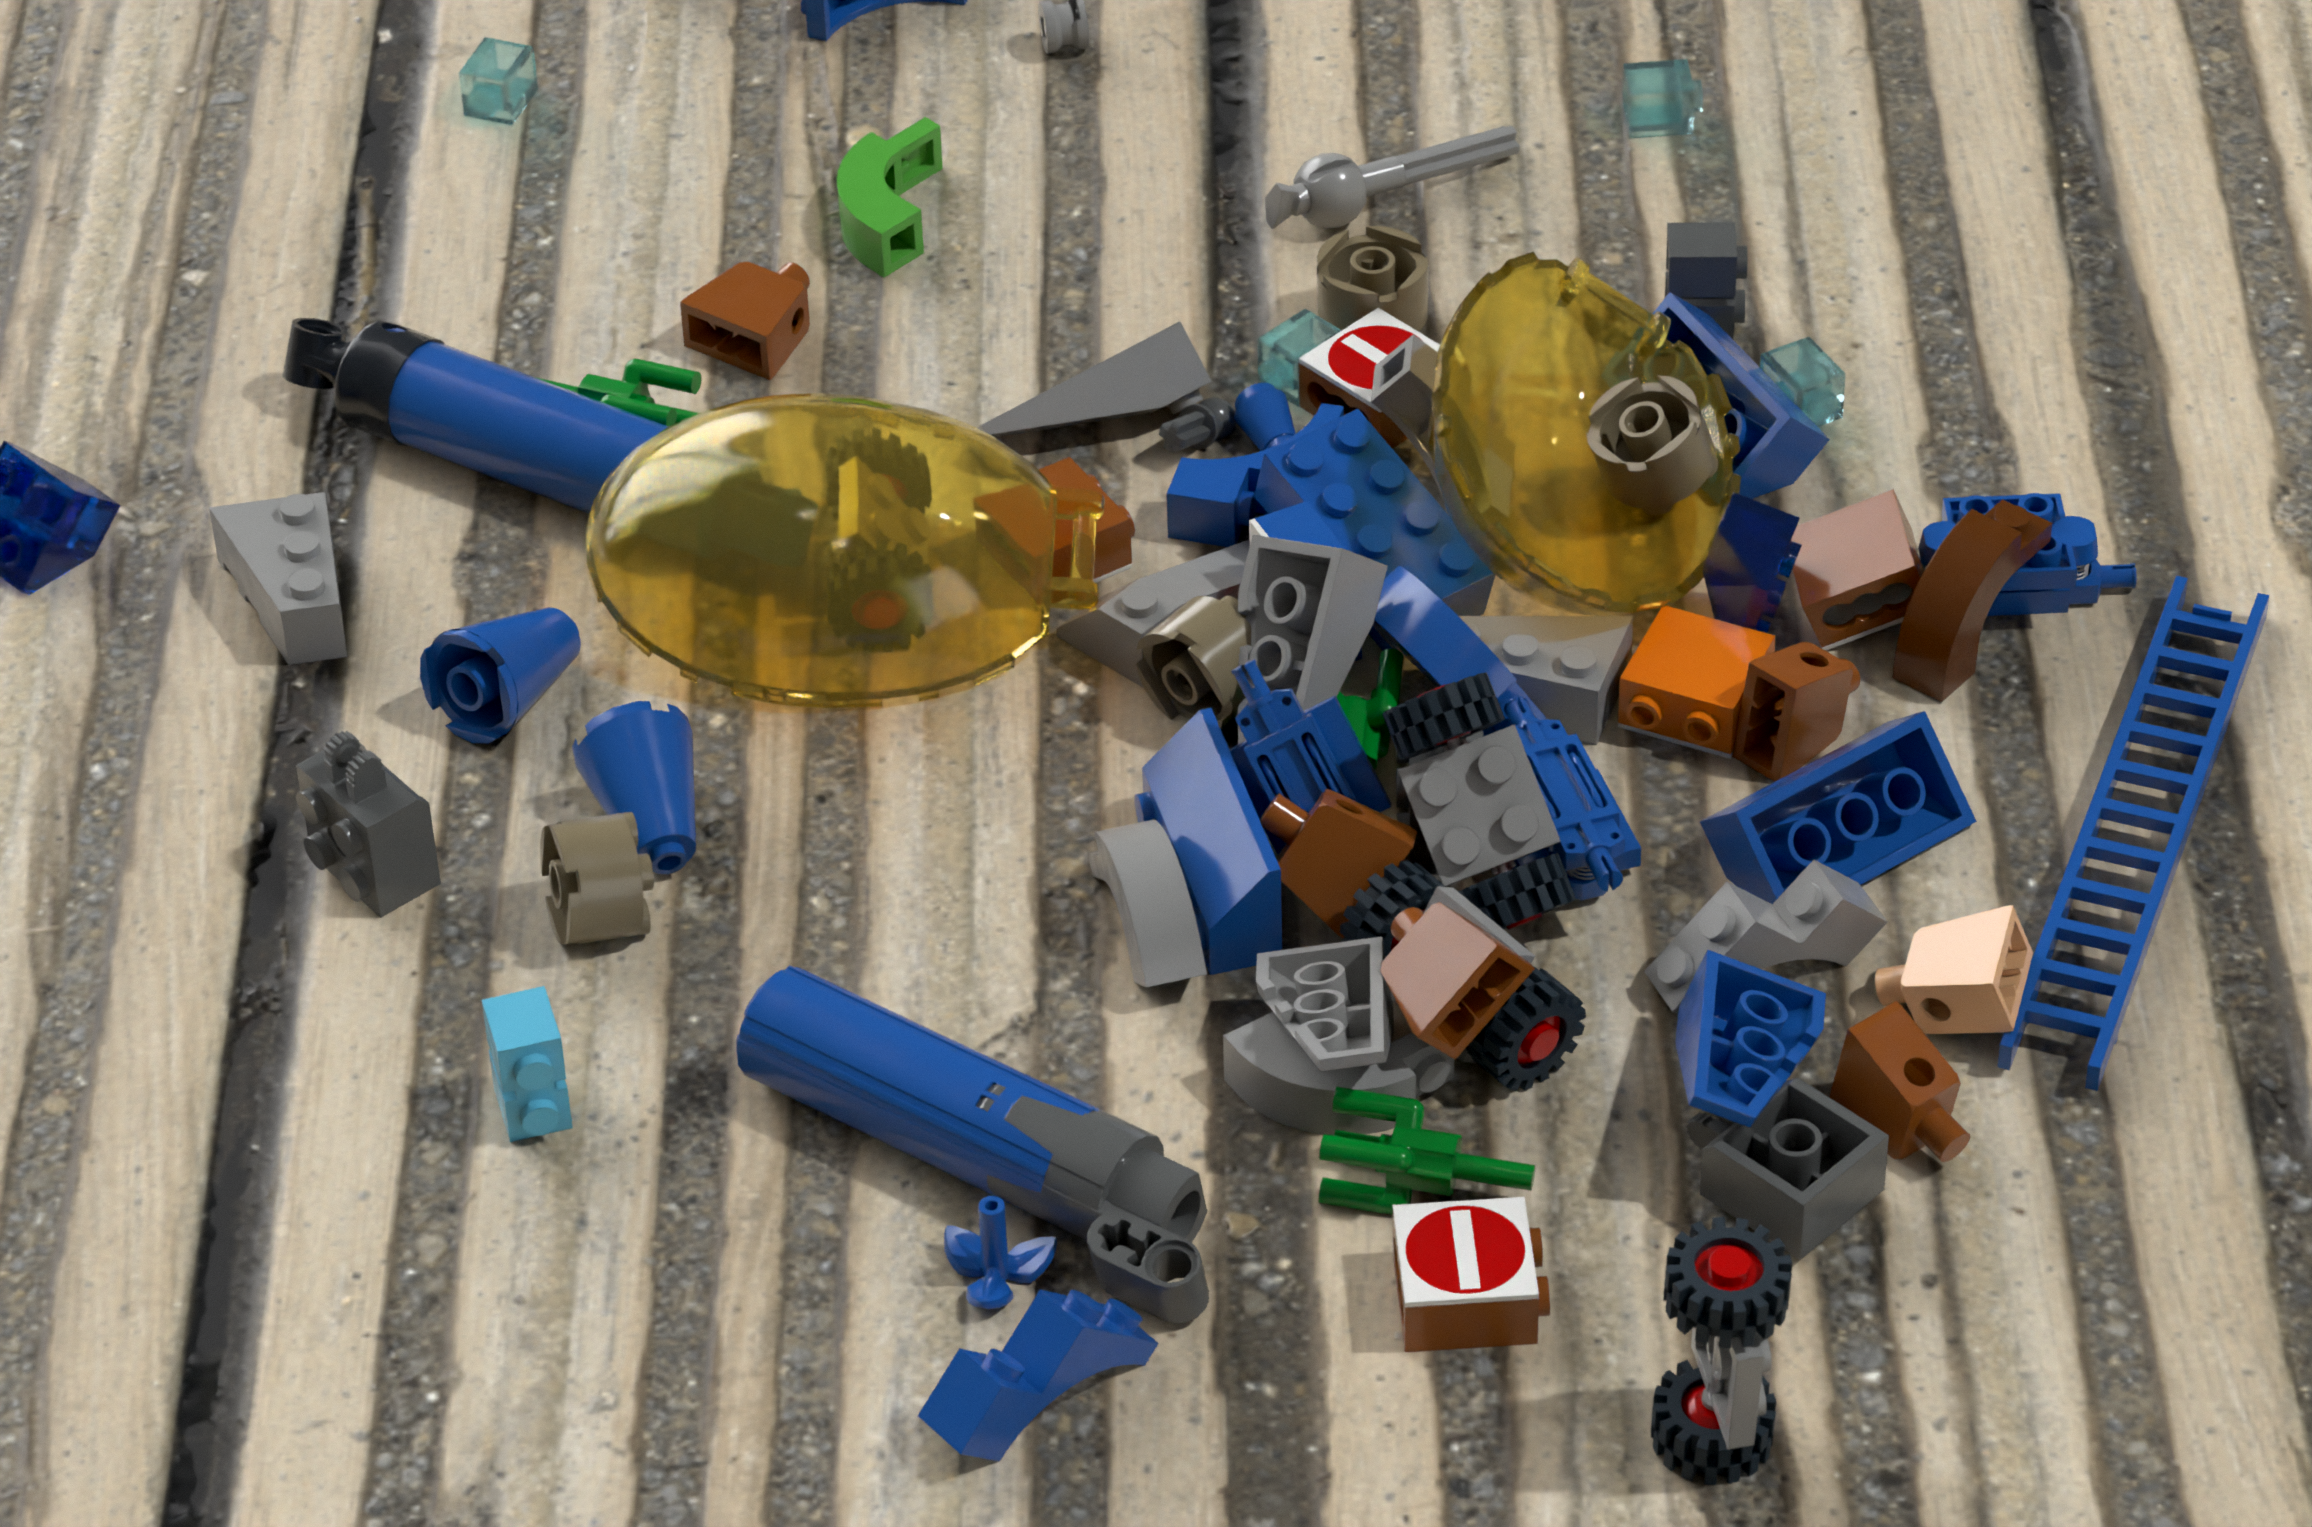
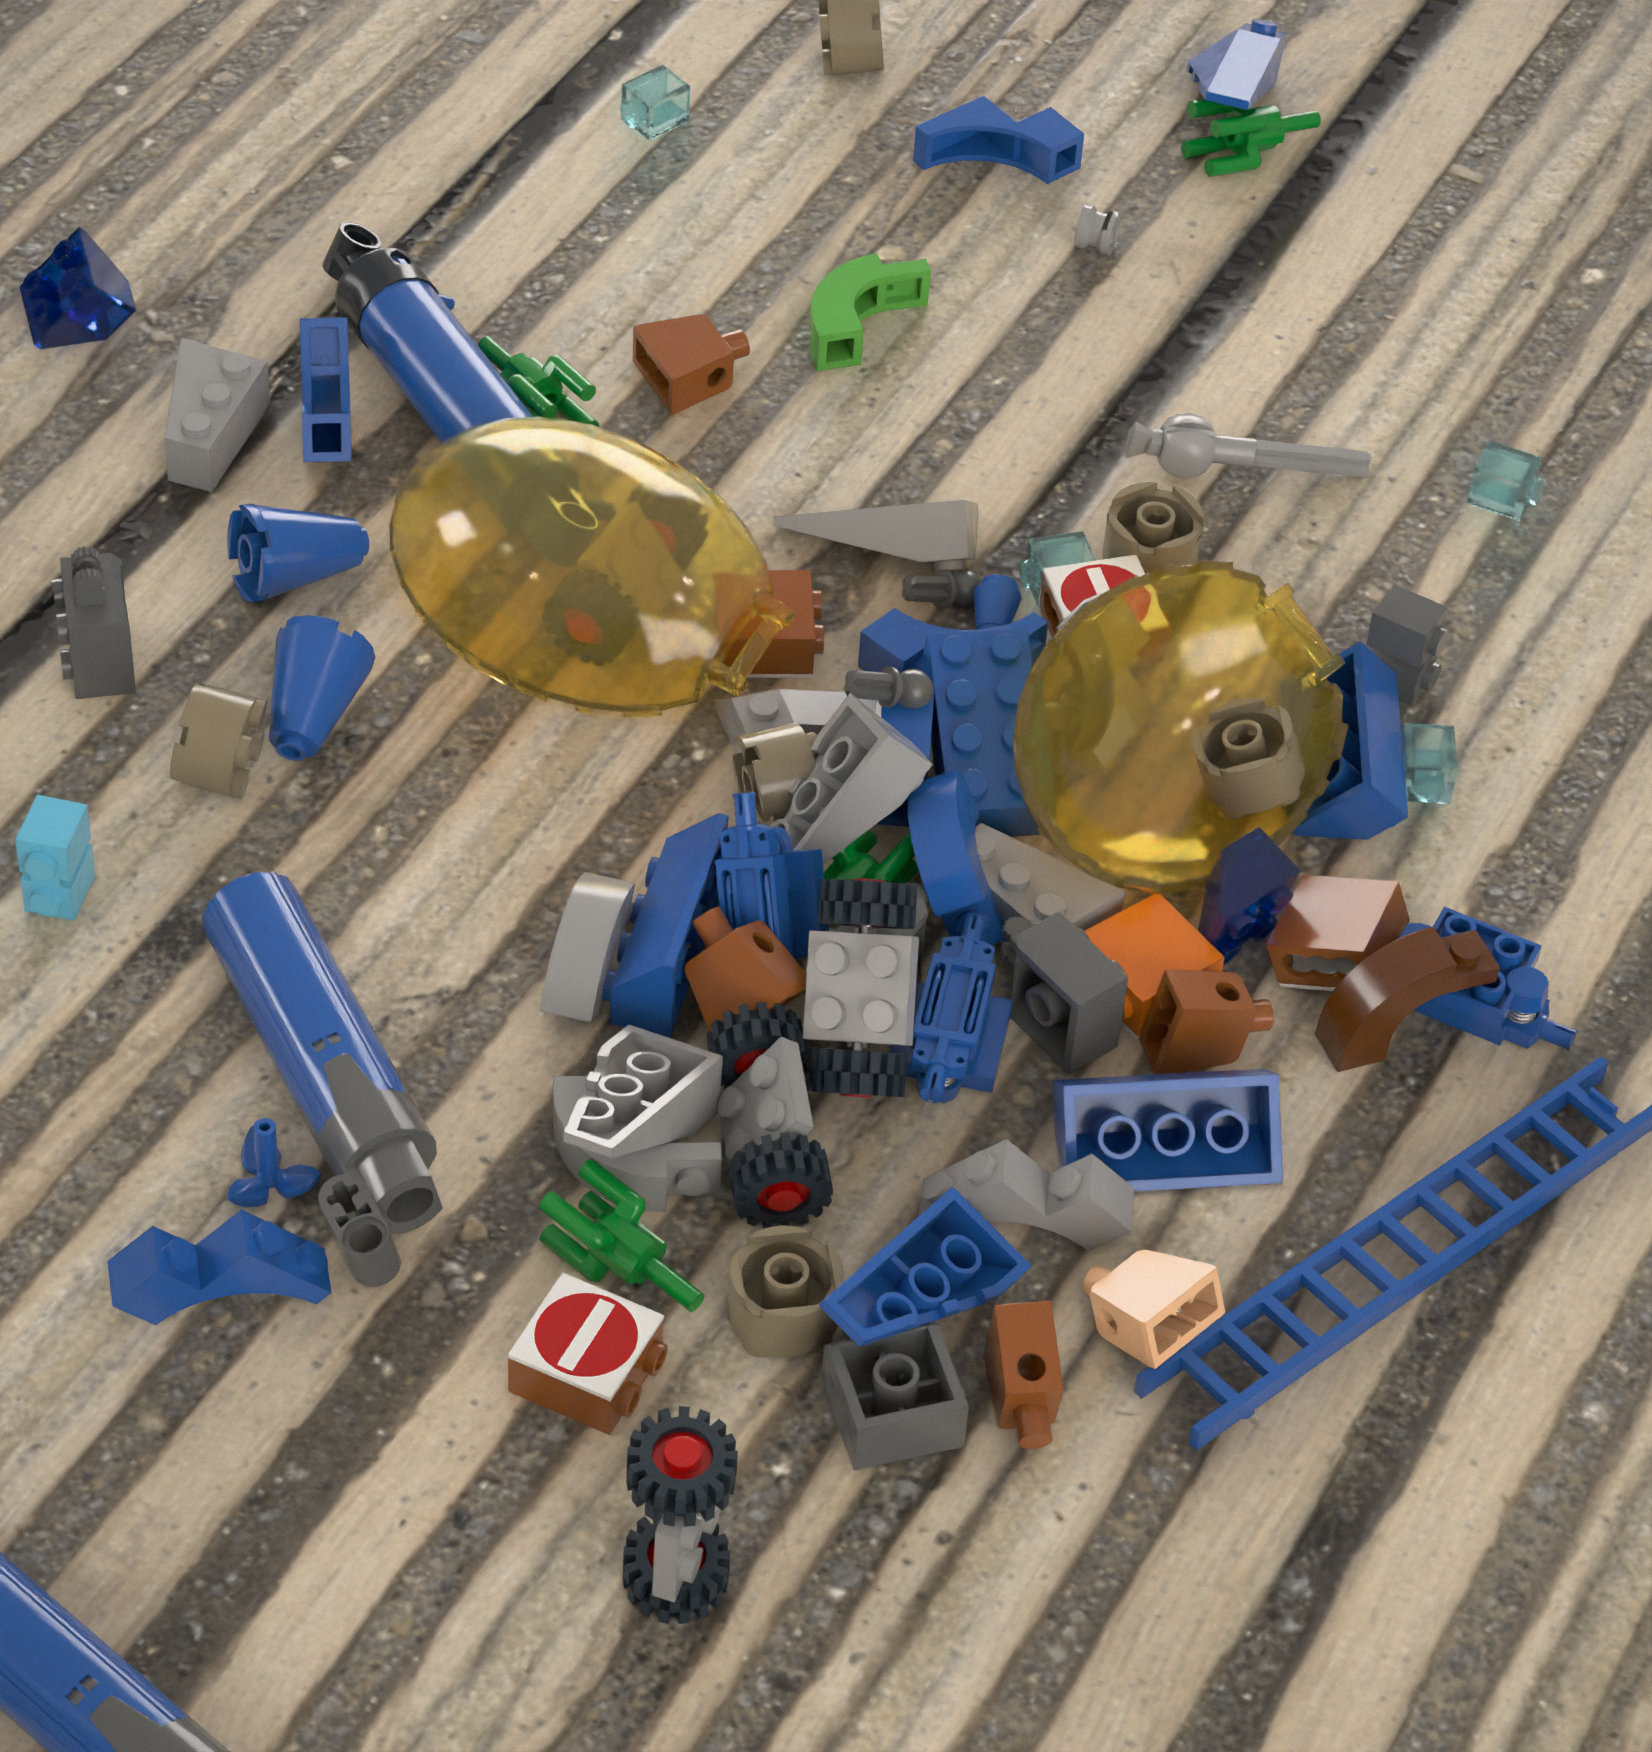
camera: 25 degrees right, 5 degrees up
(402, 507) = (325, 390): none -> blue arch
(1276, 516) = (909, 688): none -> dark grey axle
(1449, 975) = (730, 1113): torso -> none
(1613, 1127) = (778, 1292): none -> dark tan brick
(1646, 731) = (1063, 990): none -> dark grey hinge

